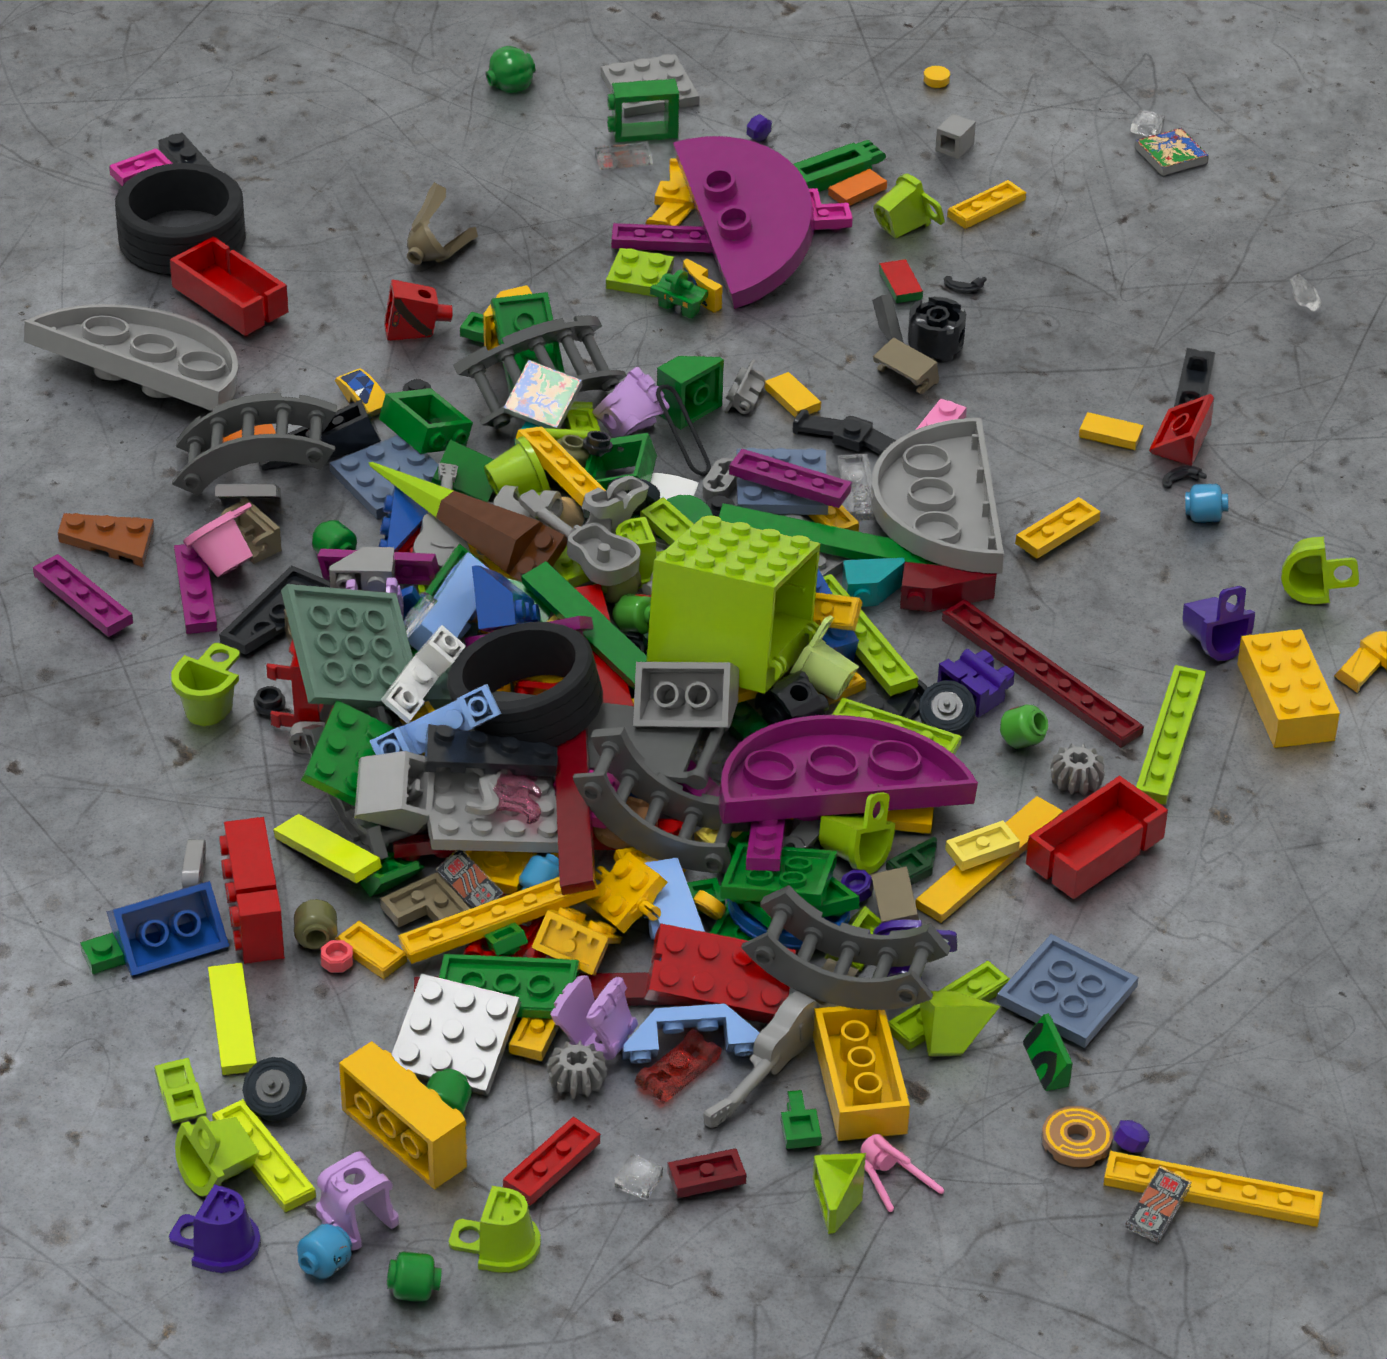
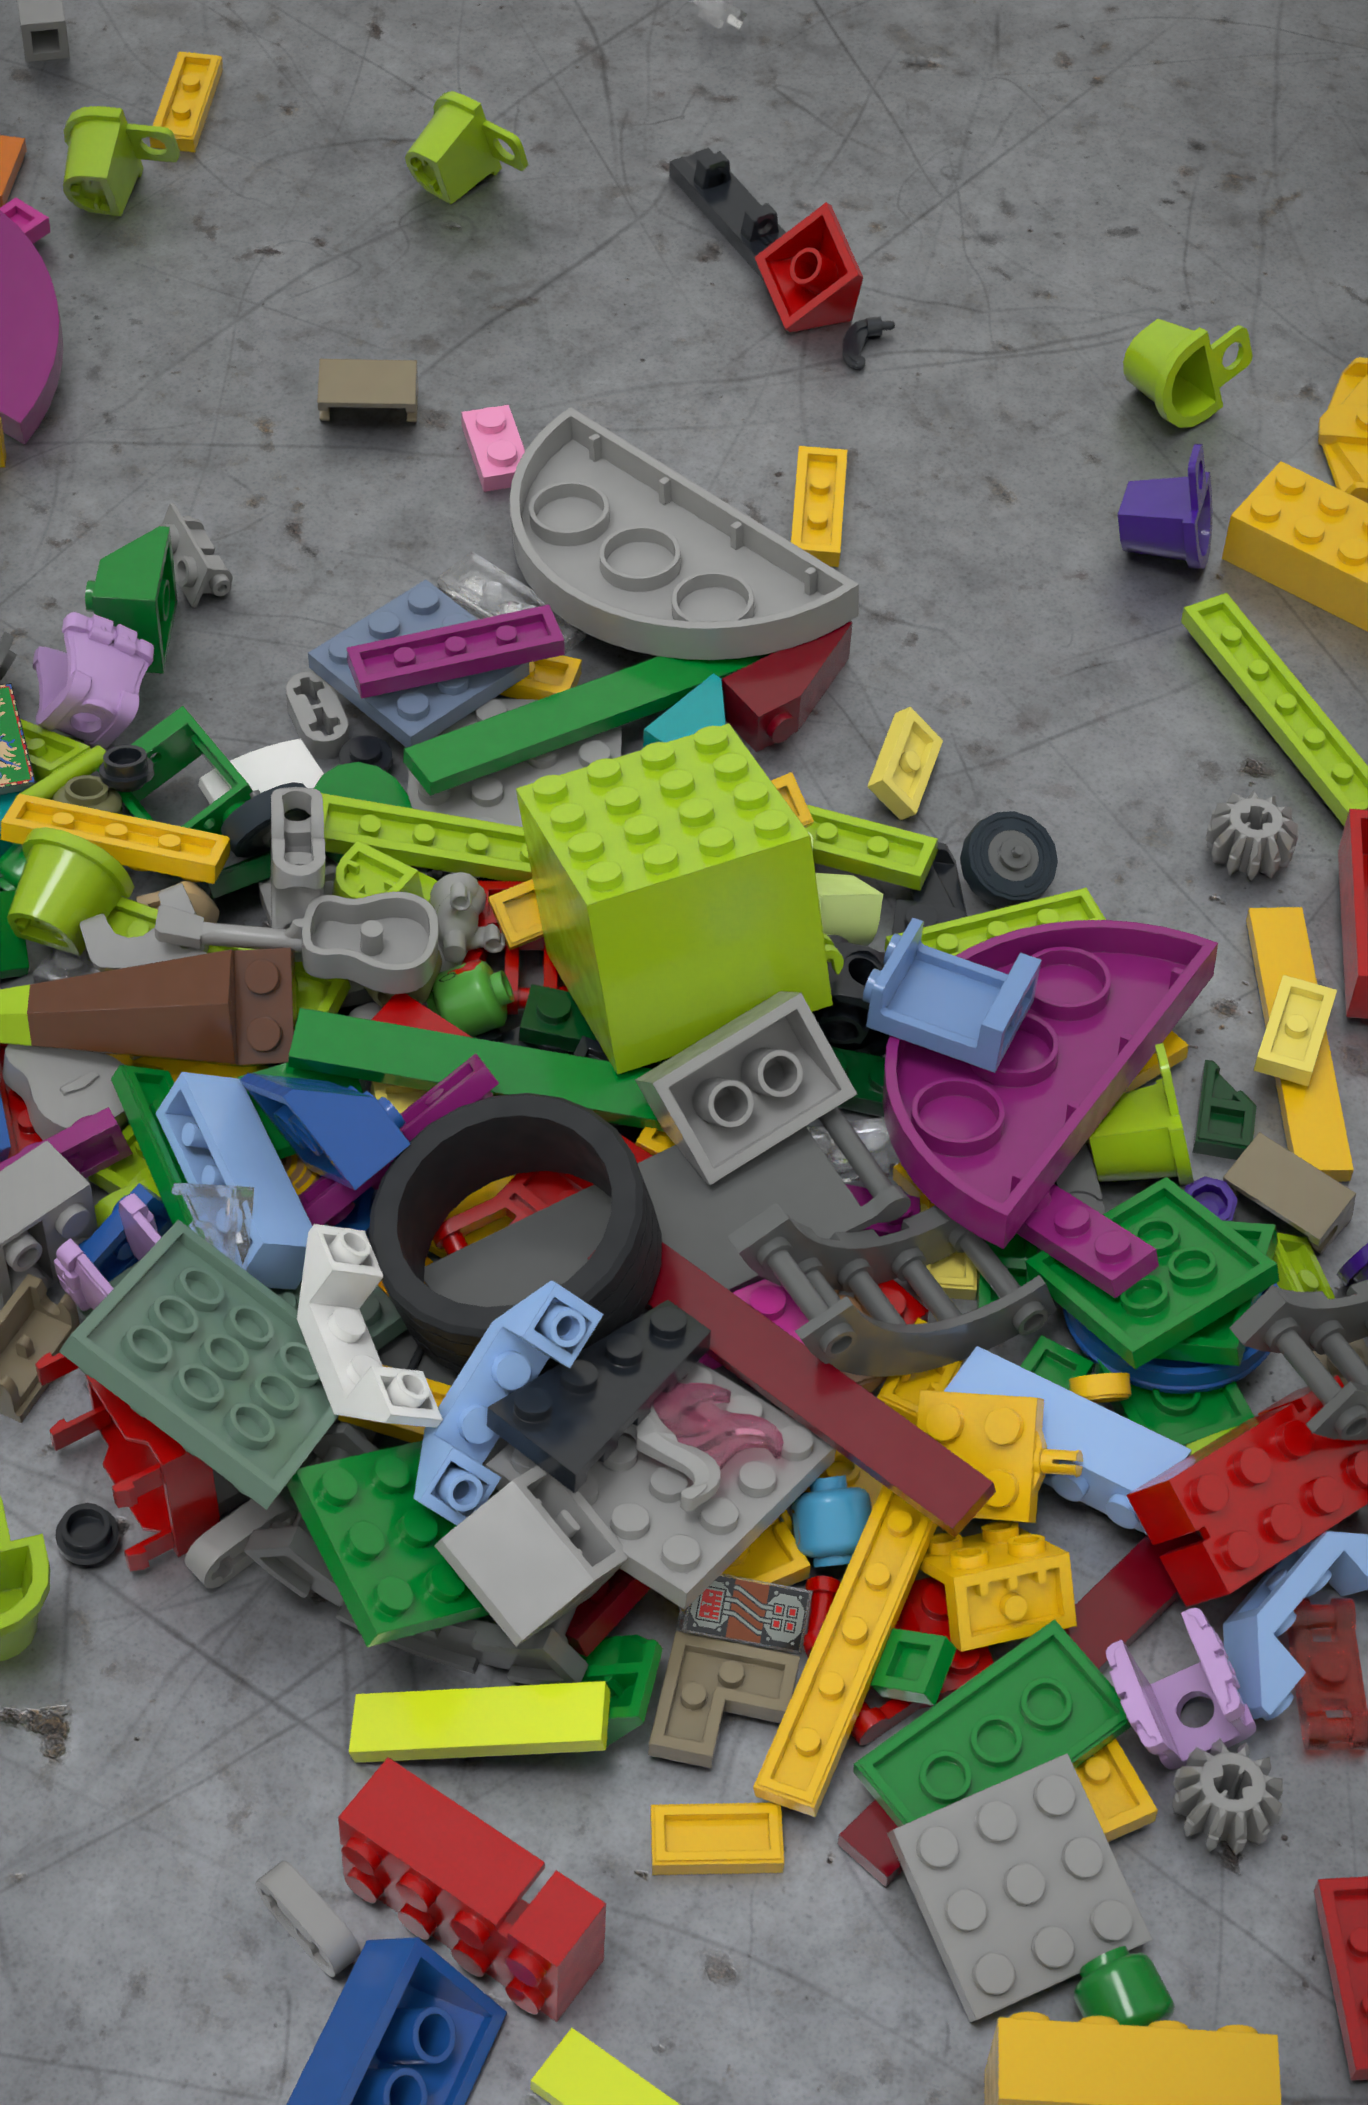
camera: 45 degrees left, 10 degrees up
(315, 923) = (612, 1865): olive head -> none
(336, 956) = (691, 1894): coral tile -> none
(658, 392) = (194, 678): black piece -> none
(792, 394) = (261, 526): yellow tile -> none
(817, 720) = (949, 1000): none -> medium blue panel
(849, 433) = (409, 534): black plate -> none
(887, 317) = (263, 337): dark grey tile -> none
(901, 281) = (206, 273): red tile -> none
(937, 328) = (350, 311): black brick -> none
(952, 645) = (905, 763): none -> light yellow plate
(965, 287) = (291, 236): black piece -> none
(979, 677) = (976, 782): dark purple hips -> none
(1023, 726) = (1129, 819): bright green head -> none
(1043, 673) = (1042, 725): dark red tile -> none
(1078, 287) = (460, 148): none -> lime container
(1111, 431) = (712, 330): yellow tile -> none
(1206, 503) = (946, 359): dark azure head -> none

